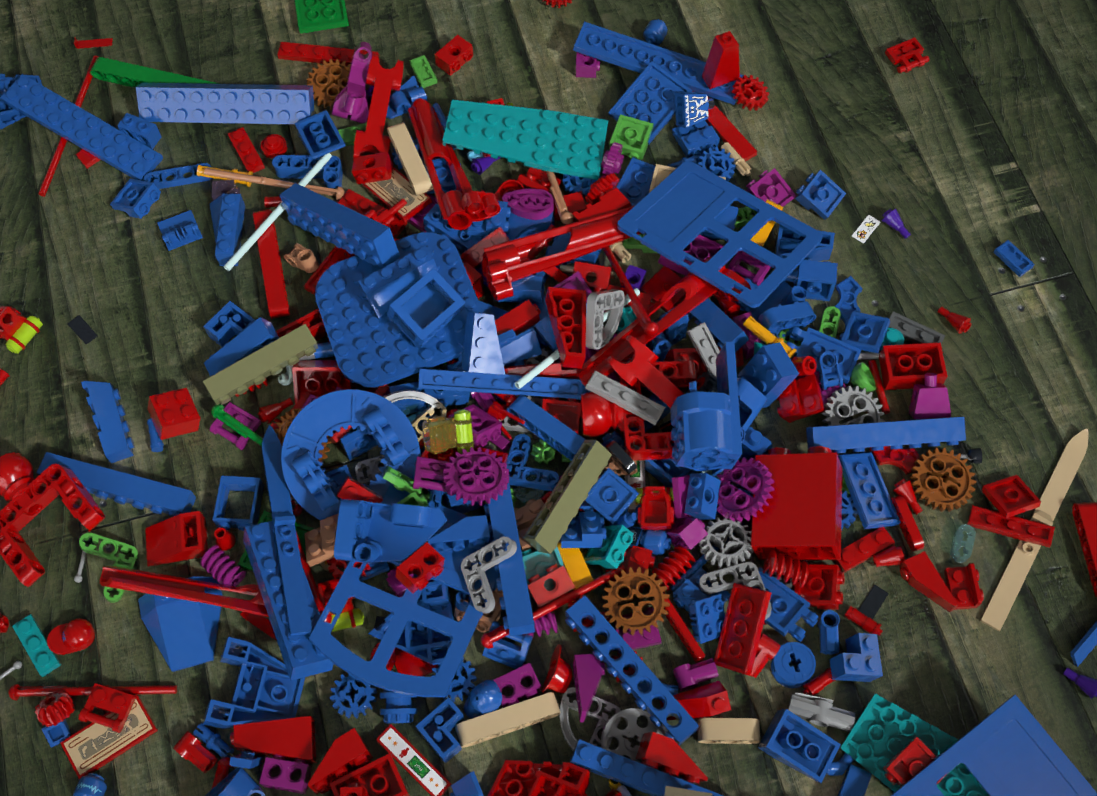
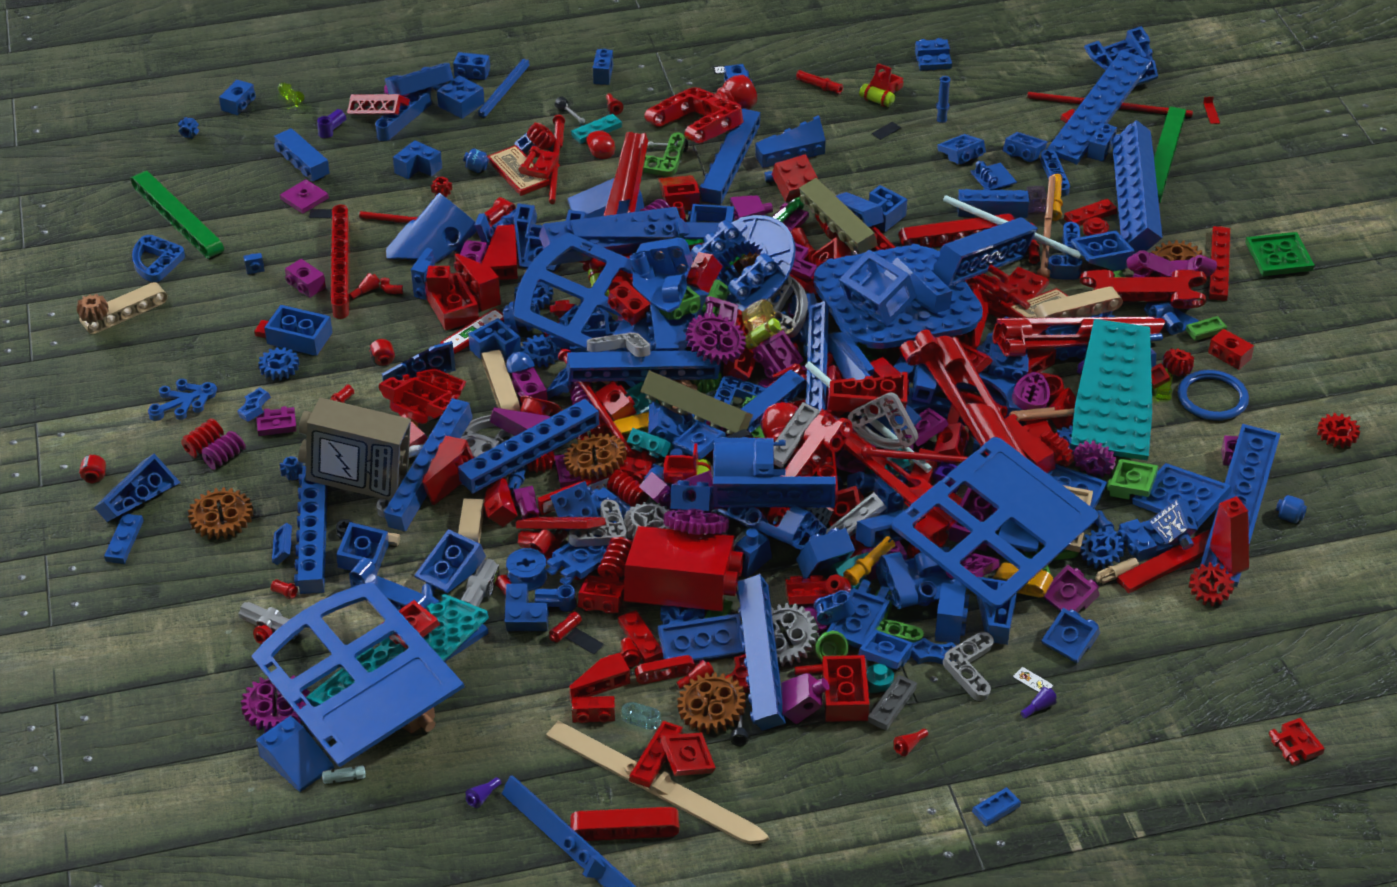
camera: 90 degrees right, 20 degrees down
(62, 265) = (943, 105): none -> blue pin
(132, 254) = (962, 148): none -> blue plate
(219, 462) = (749, 206): none -> magenta torso
(372, 168) = (1068, 284): red brick -> none
(474, 92) = (1178, 362): none -> red gear
(481, 345) = (847, 334): wedge -> none
(512, 53) = (1210, 415): none -> blue wedge
(860, 276) = (963, 663): none -> light grey beam

